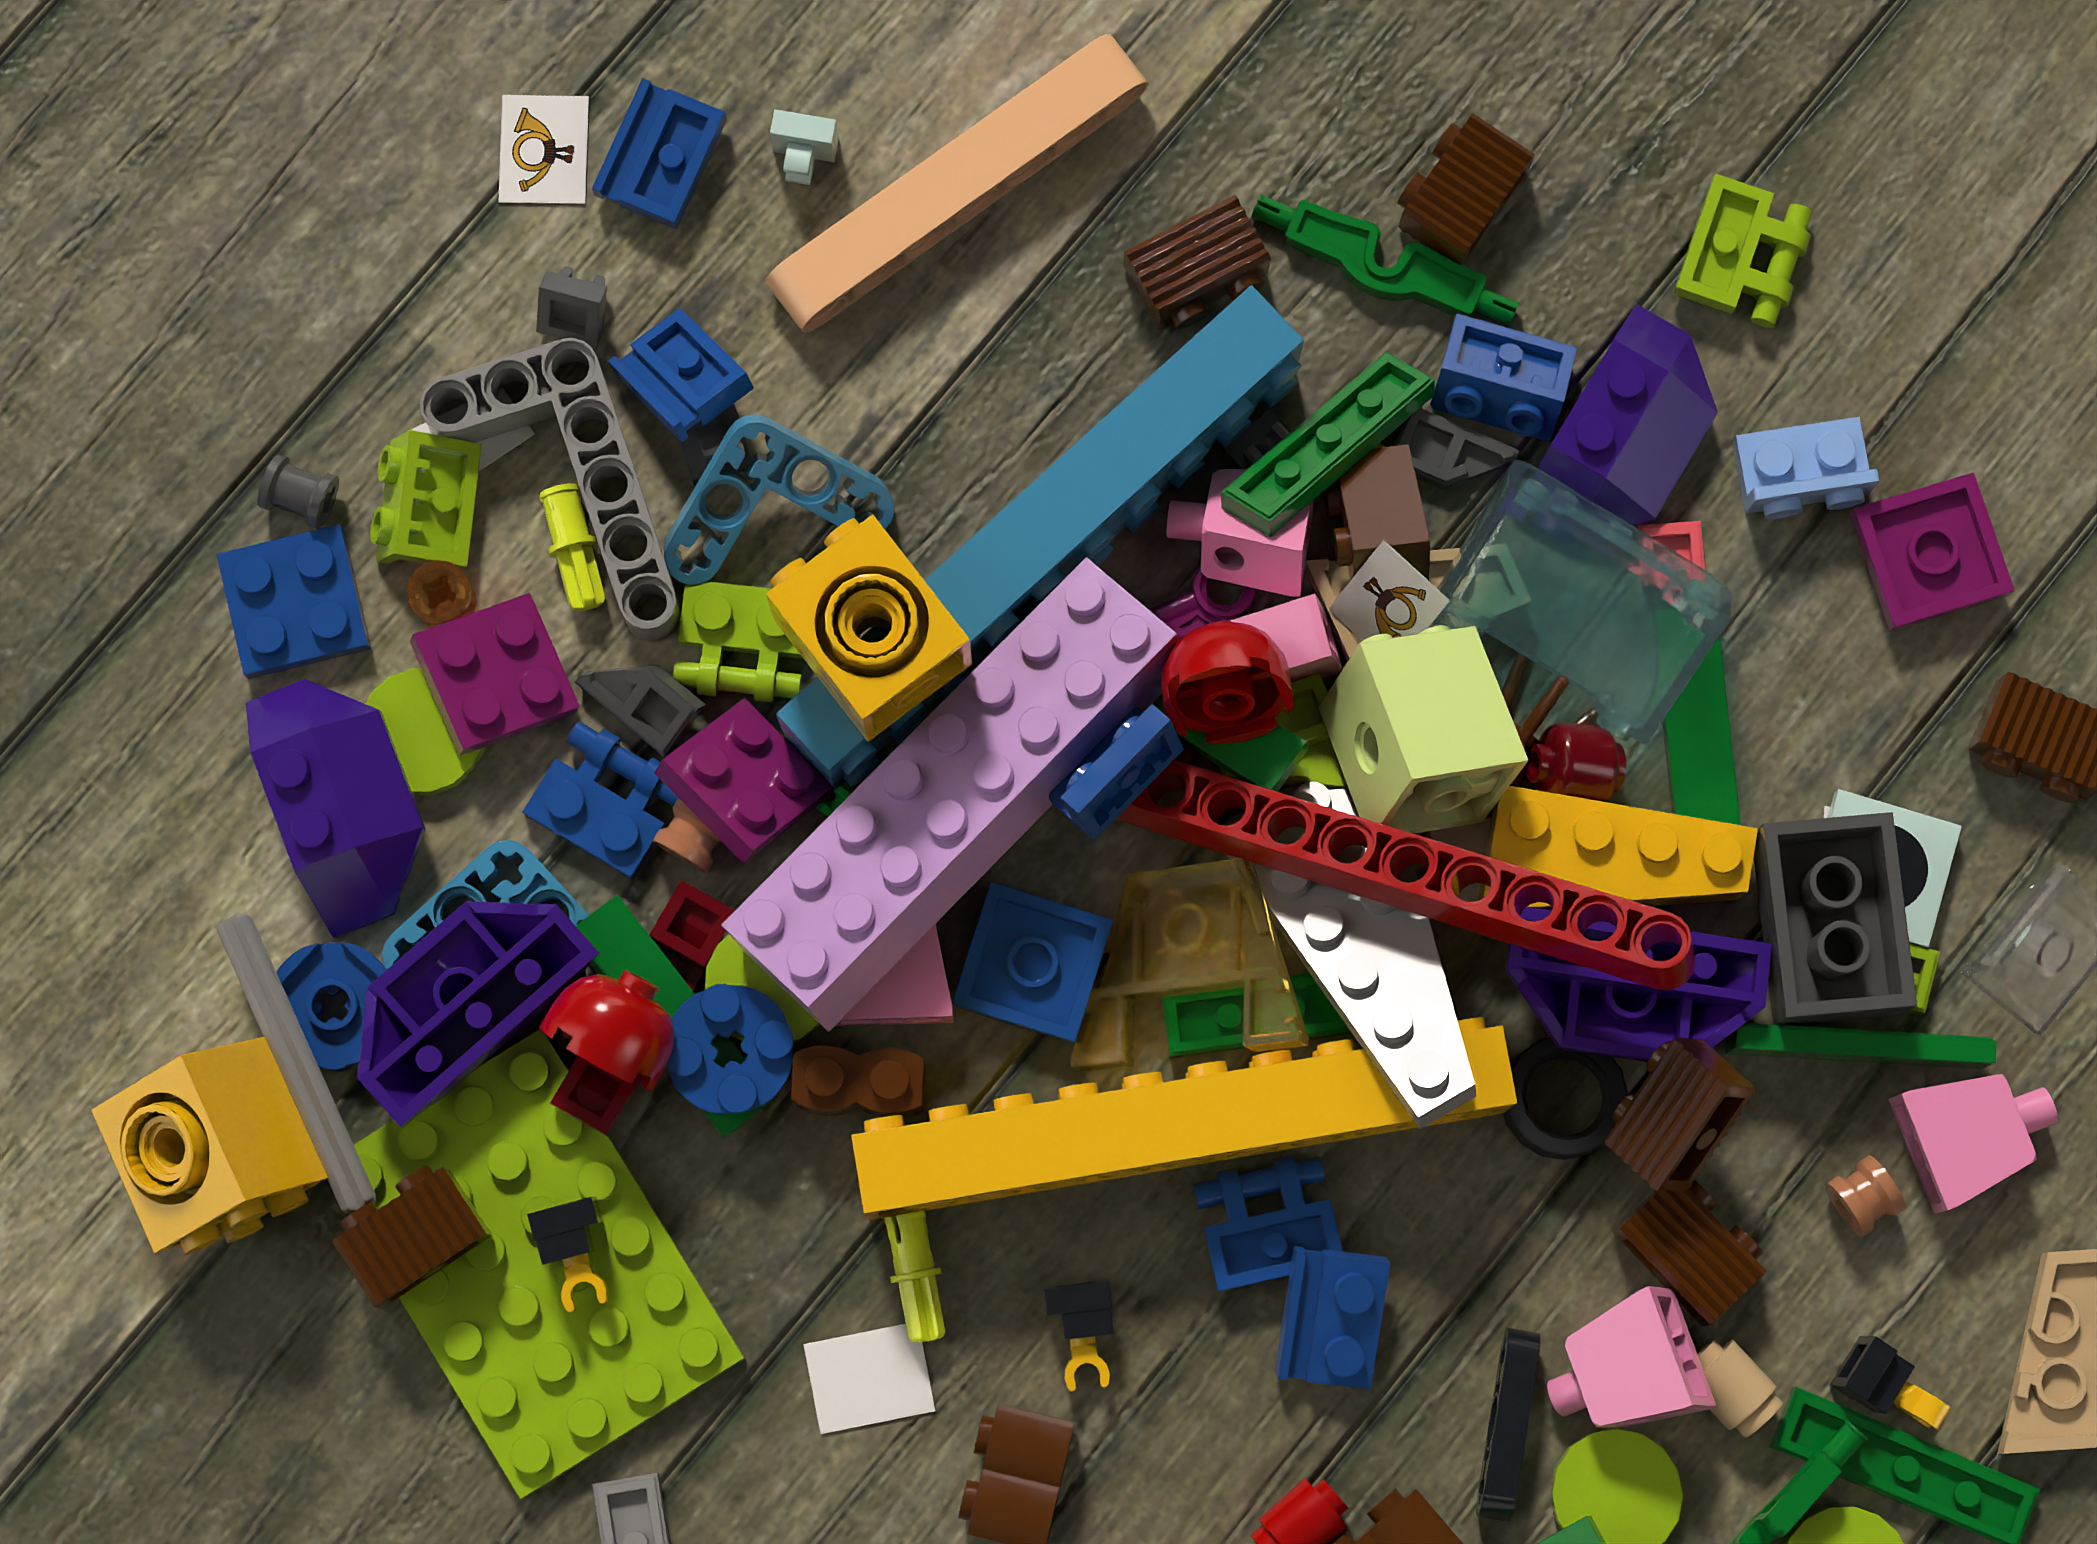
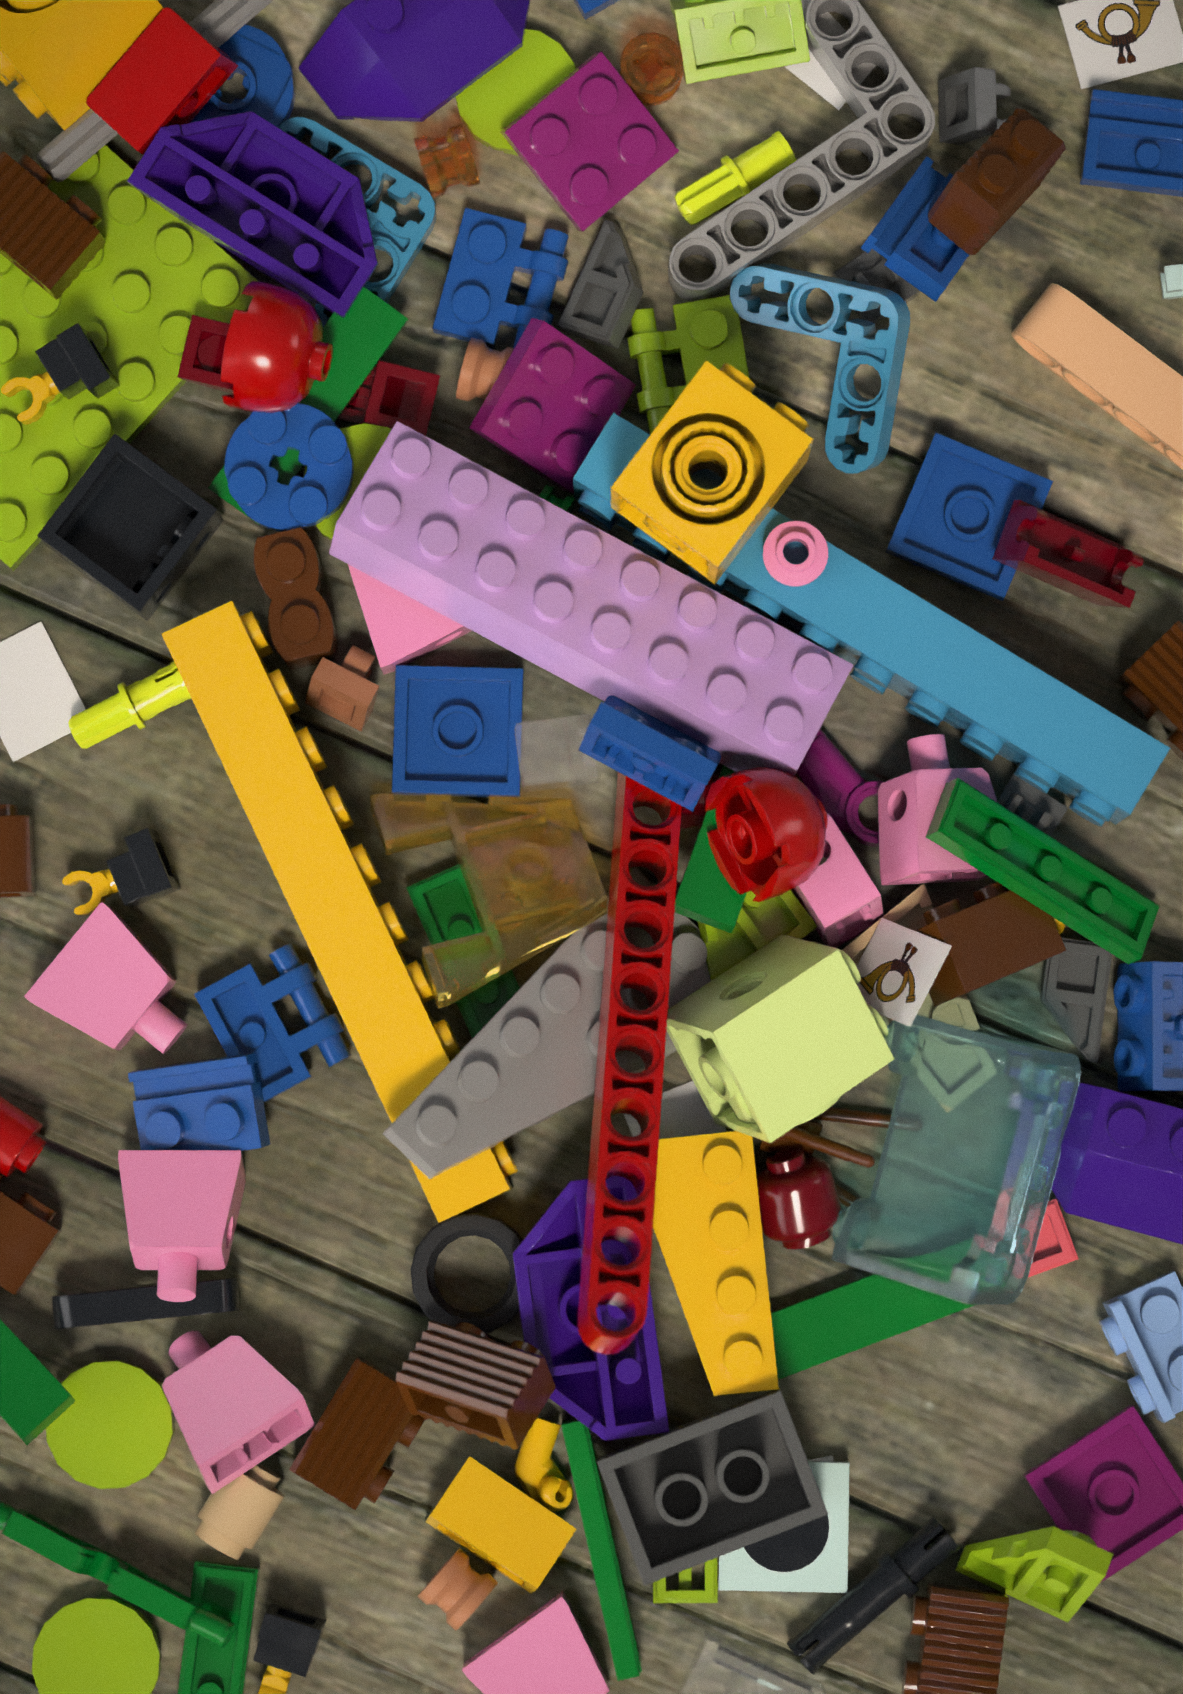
camera: 80 degrees right, 5 degrees up
(309, 1068) = (160, 80): none -> red panel
(471, 816) = (446, 161): none -> clear orange wheel
(655, 299) = (996, 181): none -> reddish brown brick
(741, 1223) = (131, 527): none -> black piece
(960, 1060) = (344, 689): none -> nougat tile
(965, 420) = (960, 514): none -> blue plate
(966, 596) = (795, 574): none -> bright pink plate
(1032, 338) = (1066, 556): none -> dark red hinge
(1081, 871) = (551, 754): none -> clear panel
(1187, 1372) = (109, 985): none -> bright pink torso
(1431, 1364) = (181, 1213): none -> bright pink torso
(1779, 1085) = (537, 1469): none -> yellow arm
(1814, 1137) = (501, 1525): none -> yellow hinge
(1969, 801) = (873, 1595): none -> black pin
(1988, 635) = (1039, 1567): none -> lime wing

